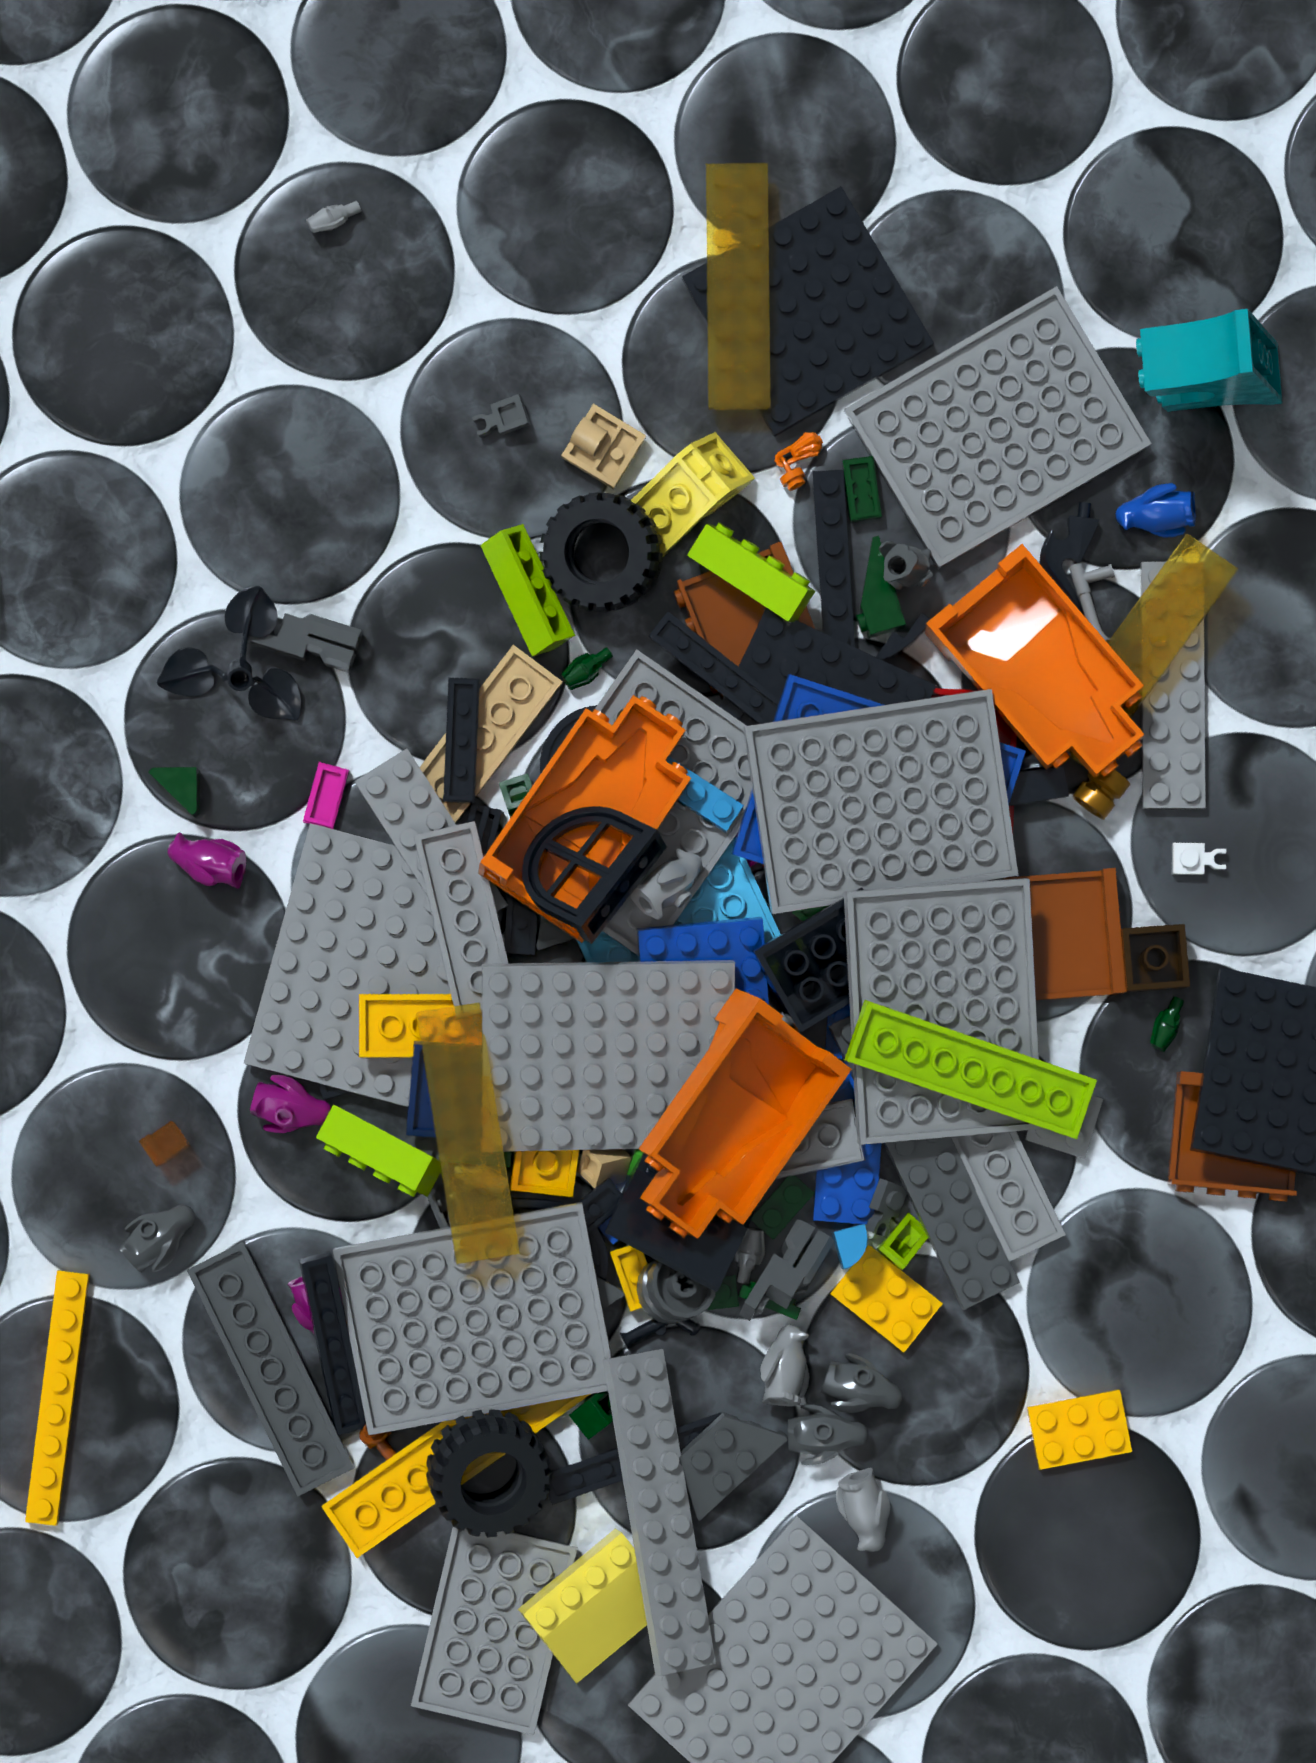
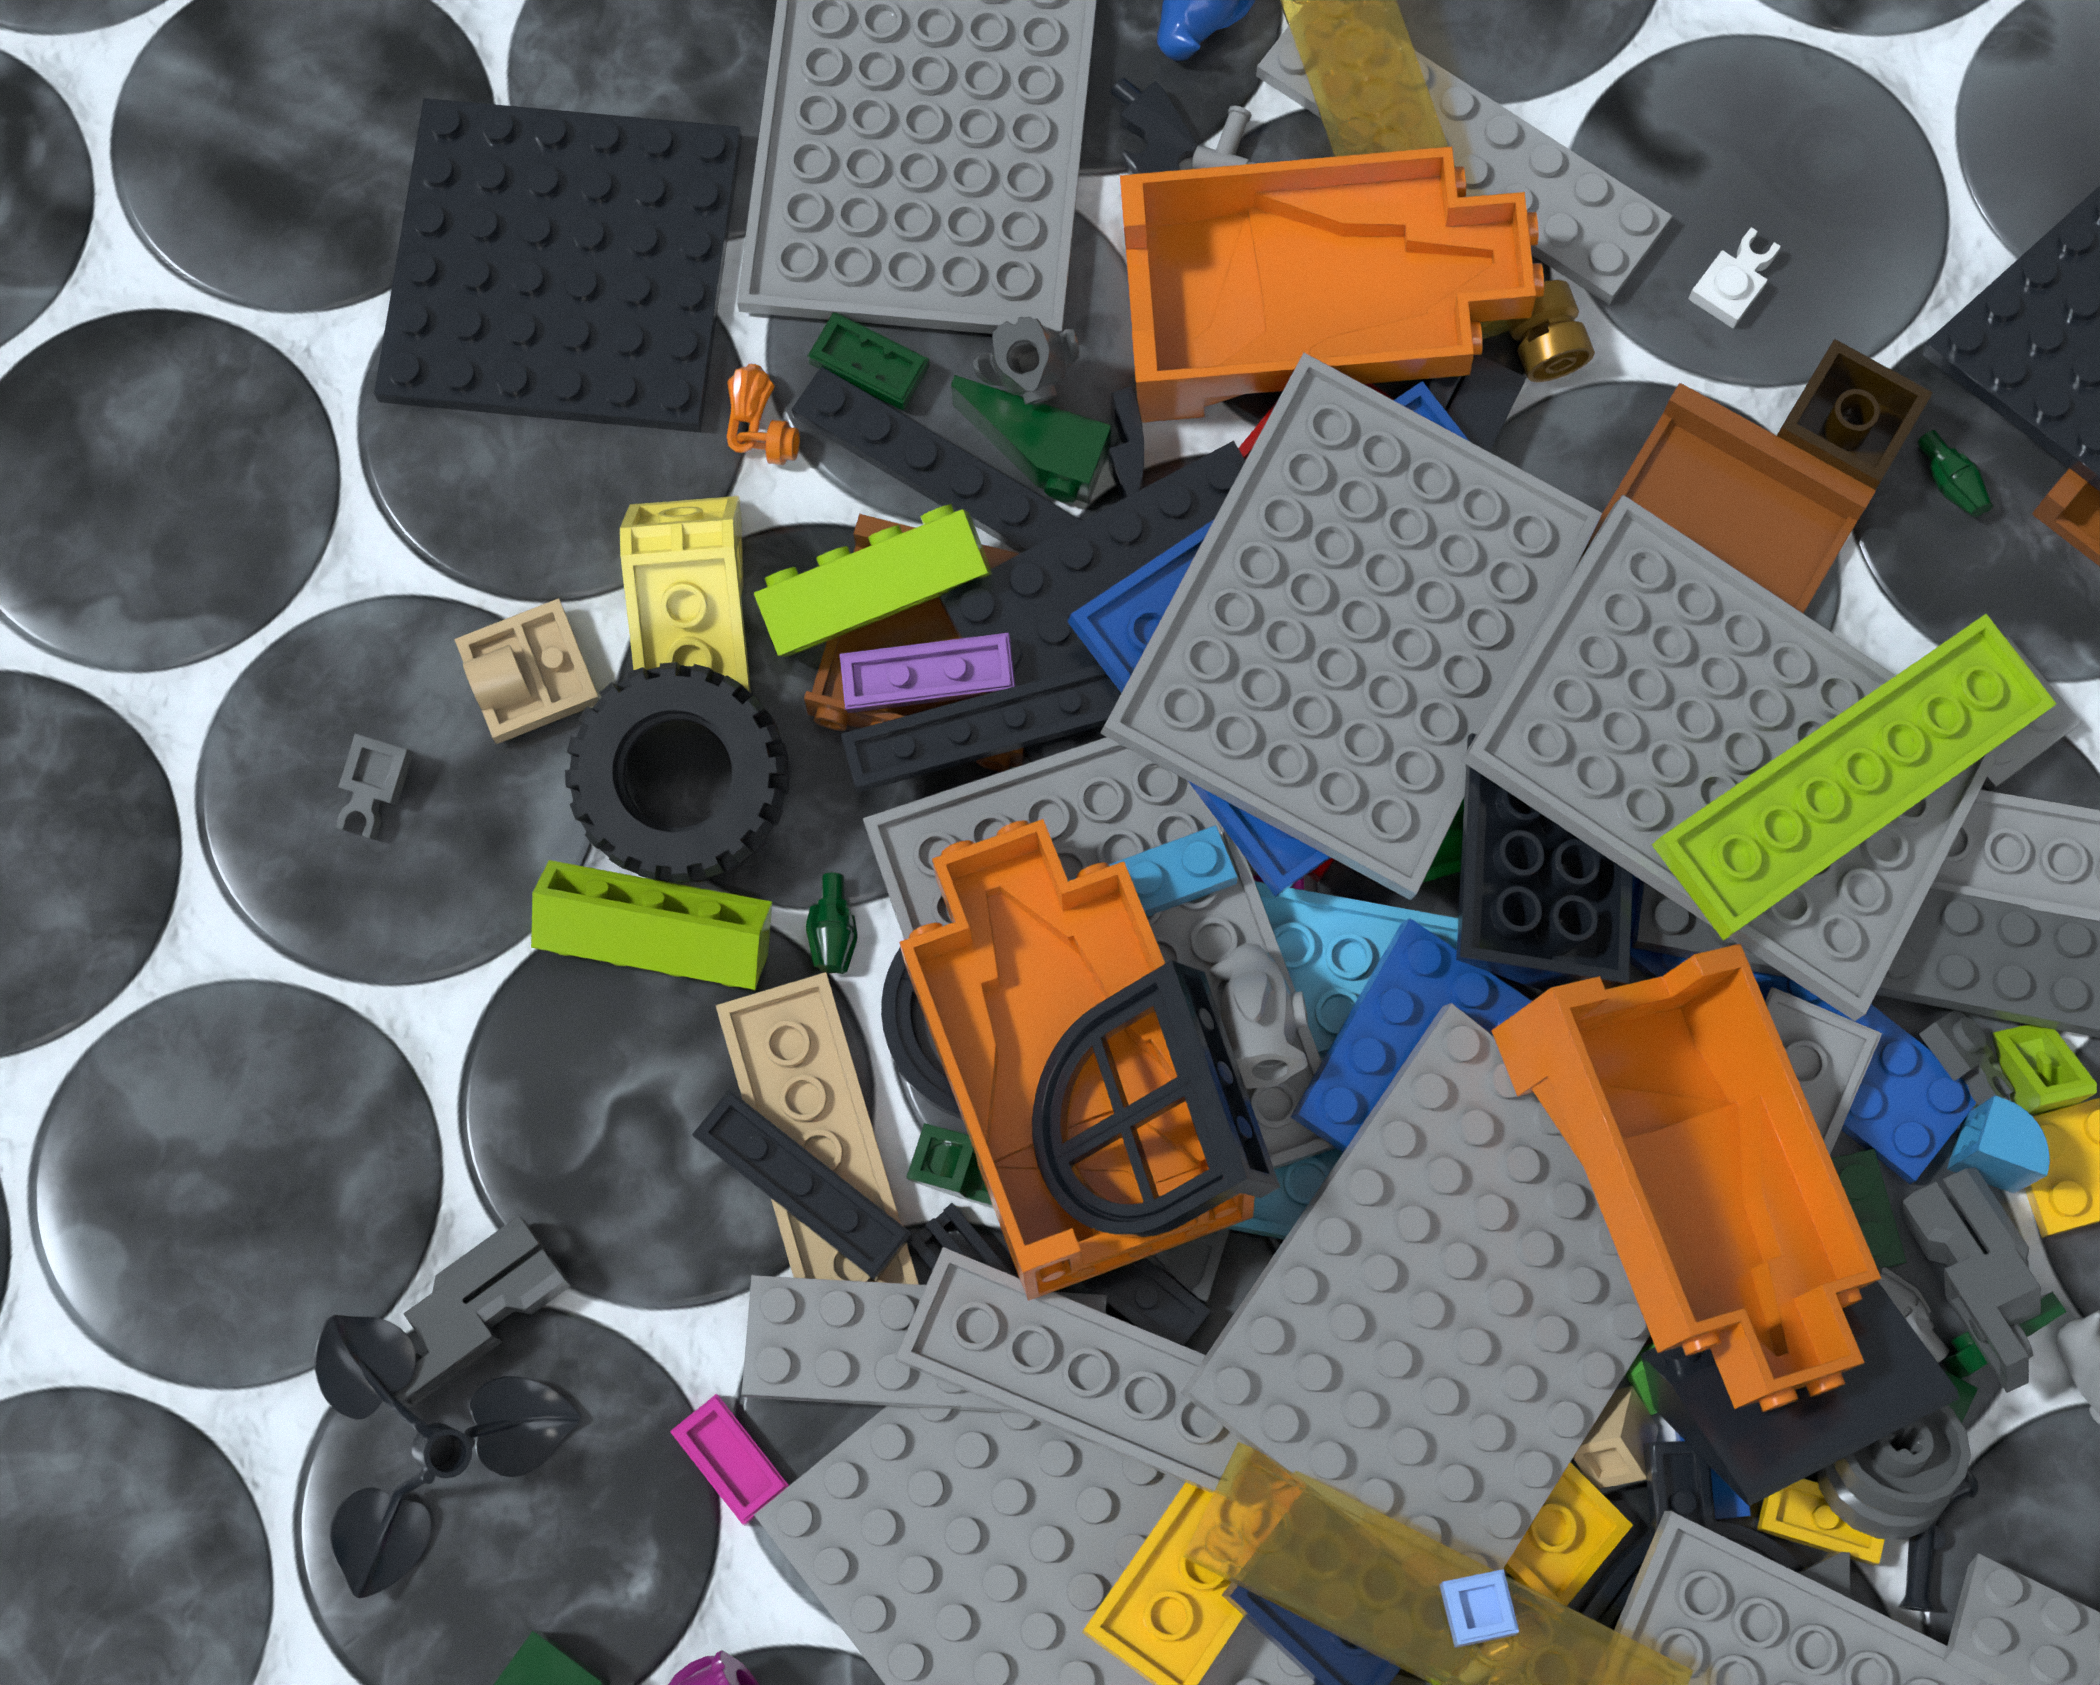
camera: 50 degrees left, 10 degrees down
(480, 1148) = (1479, 1608): none -> light blue tile
(726, 627) = (927, 672): none -> medium lavender tile
(738, 286) = (450, 323): clear yellow plate -> none

